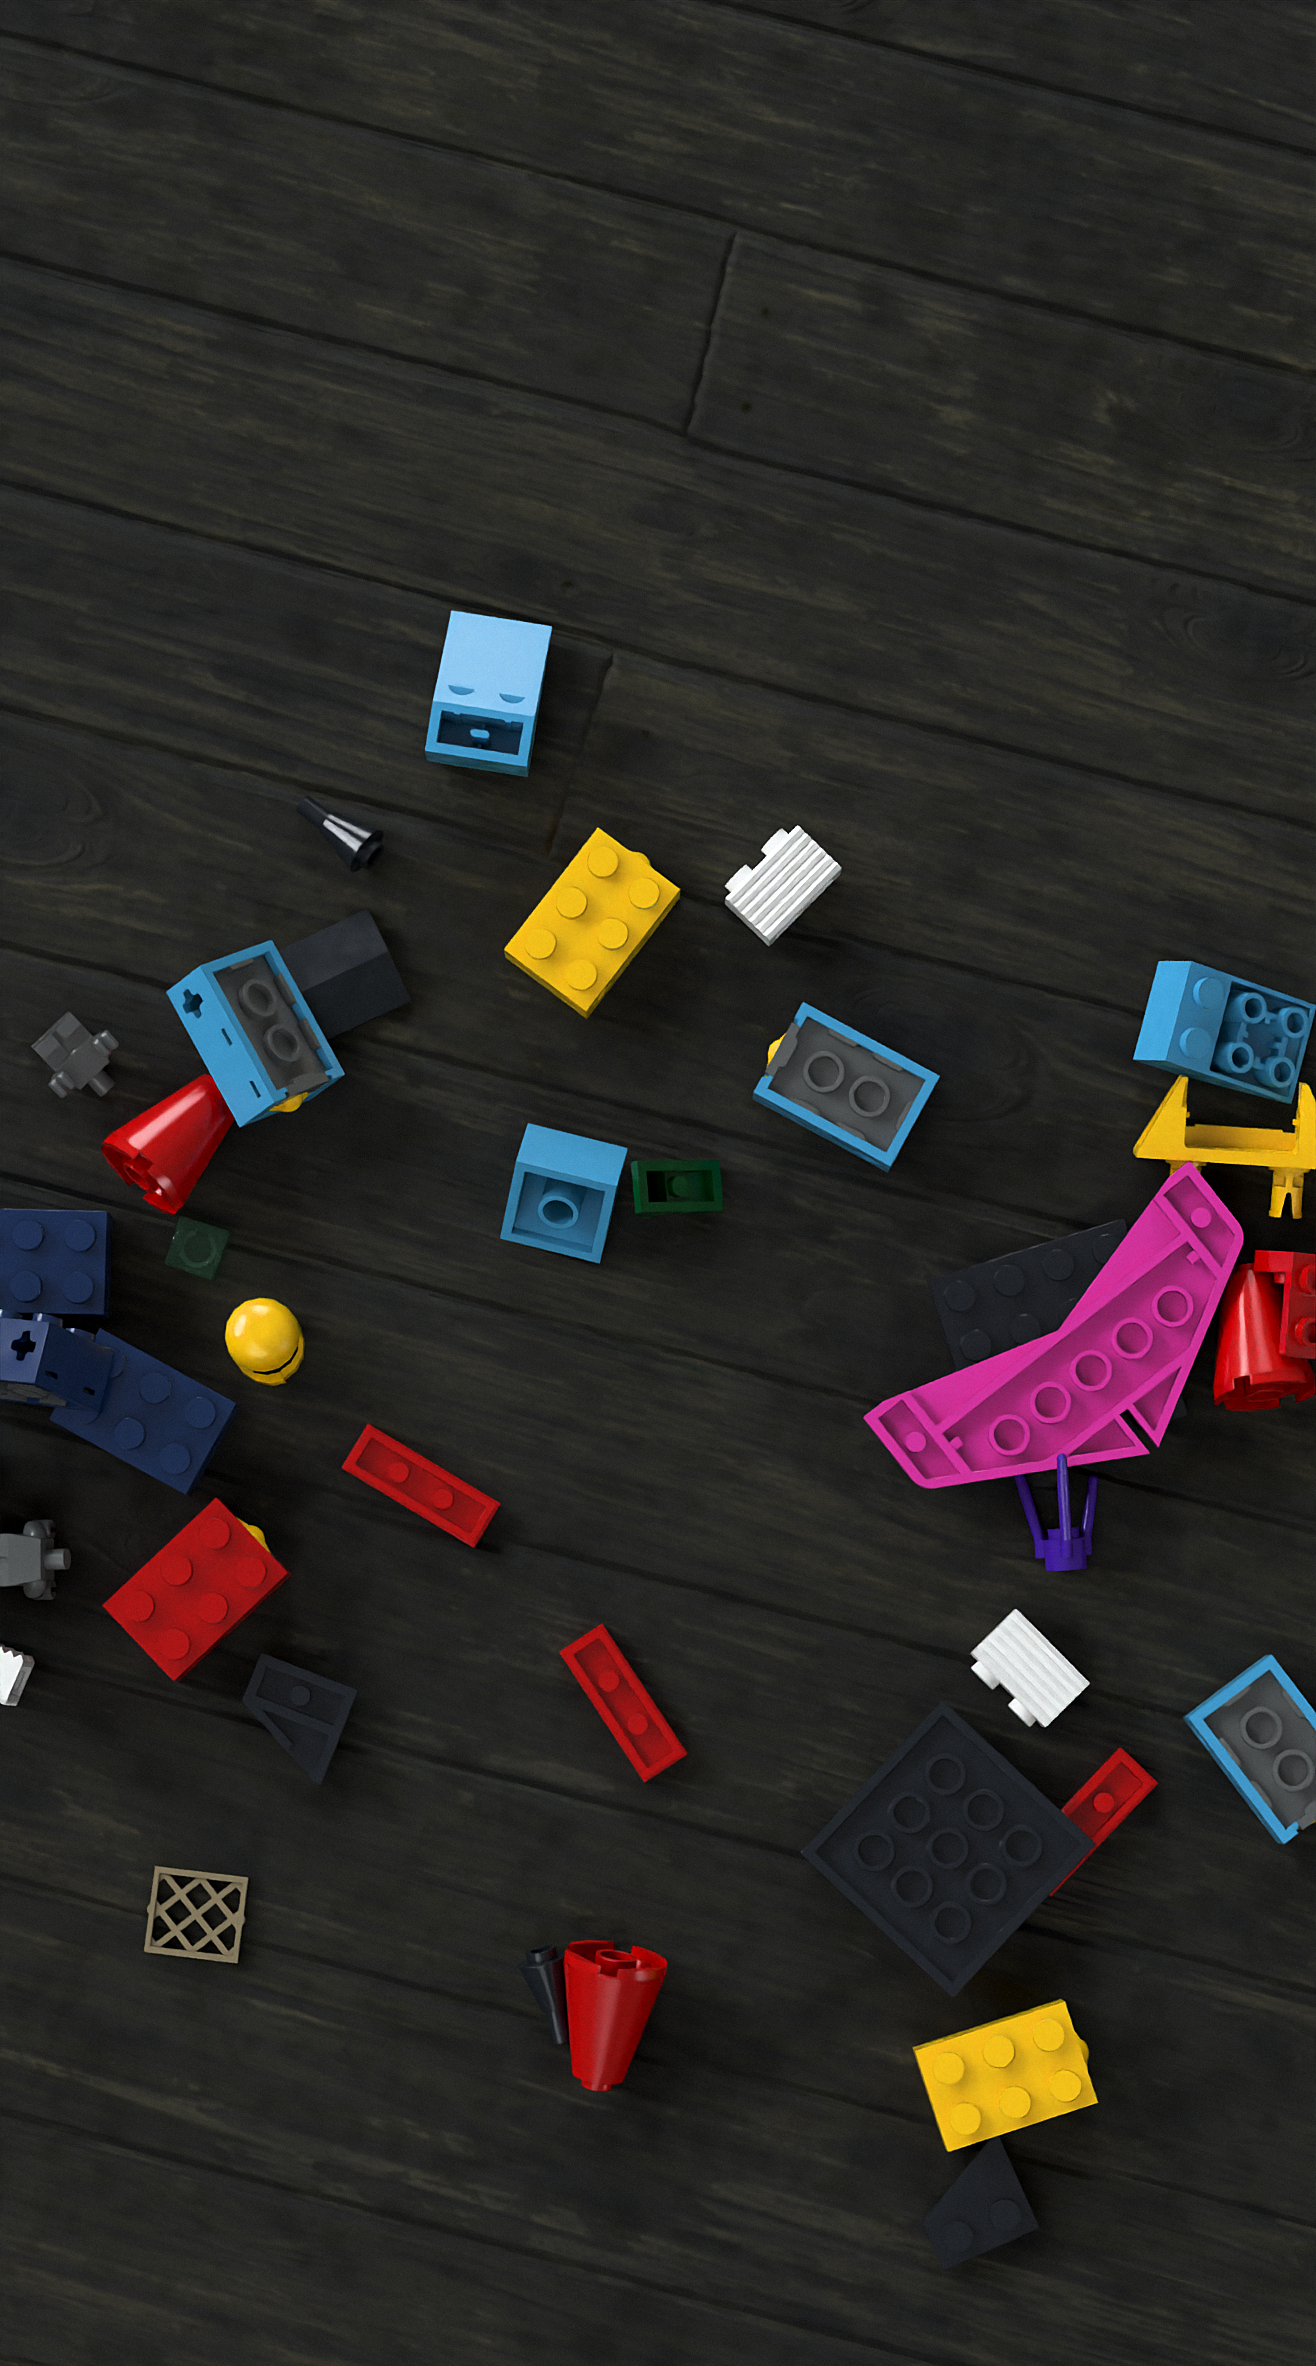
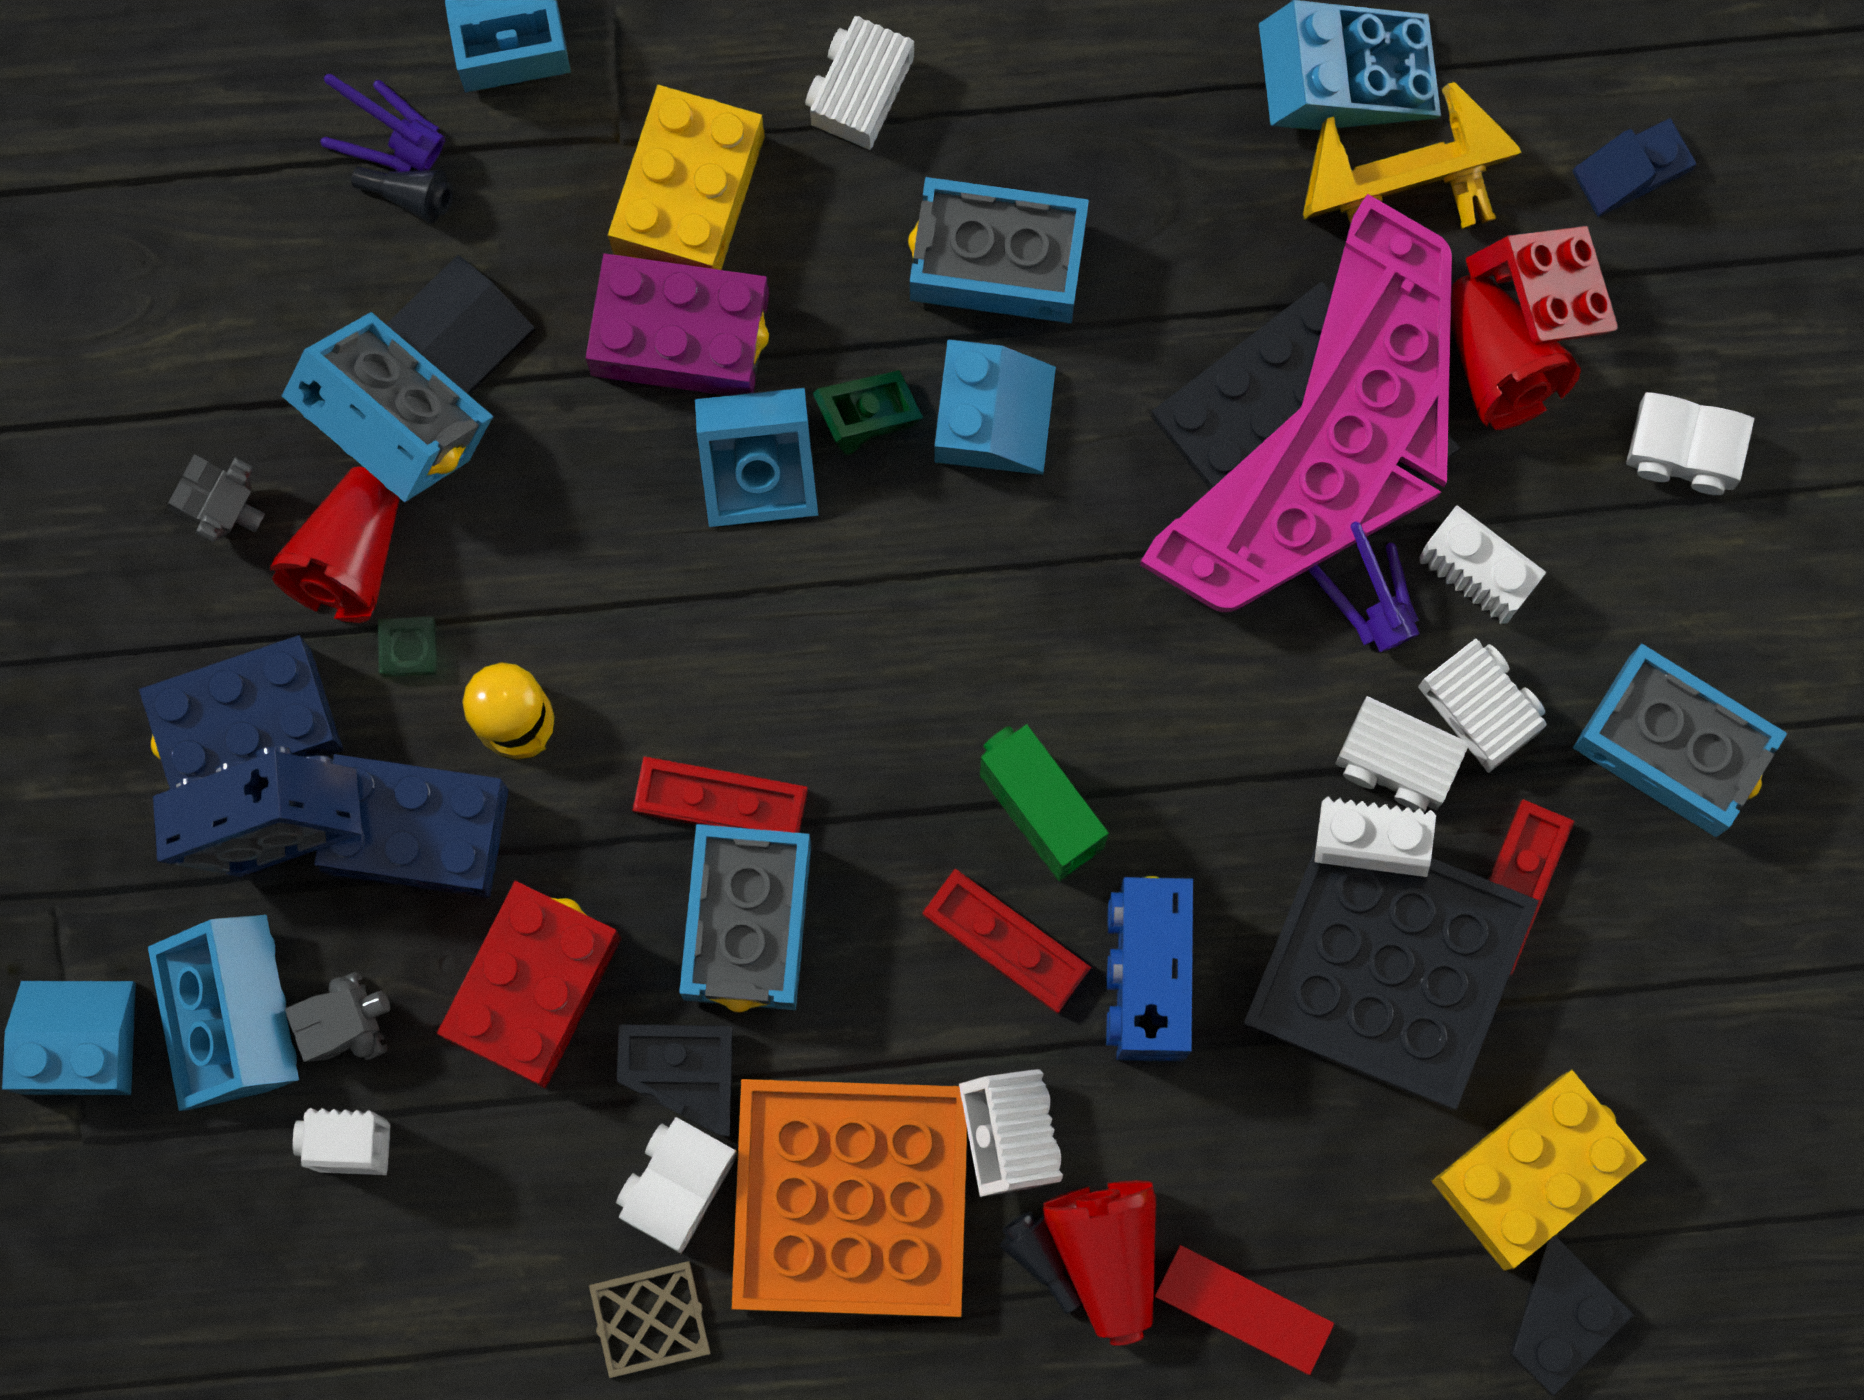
camera: 20 degrees left, 5 degrees down
(260, 1809) = (676, 1185): none -> white brick
(364, 793) = (414, 139): none -> dark purple plant
(403, 1602) = (745, 917): none -> dark grey piece
(405, 1876) = (850, 1198): none -> orange plate
(537, 1050) = (678, 326): none -> magenta piece
(563, 1872) = (1011, 1132): none -> white brick
(696, 1595) = (1041, 800): none -> green brick
(707, 2098) = (1244, 1310): none -> red tile
(737, 1775) = (1151, 968): none -> blue piece
(789, 1227) = (993, 408): none -> dark azure slope
(972, 1737) = (1375, 837): none -> white brick
(1118, 1651) = (1484, 703): none -> white brick
(1164, 1528) = (1481, 565): none -> white brick

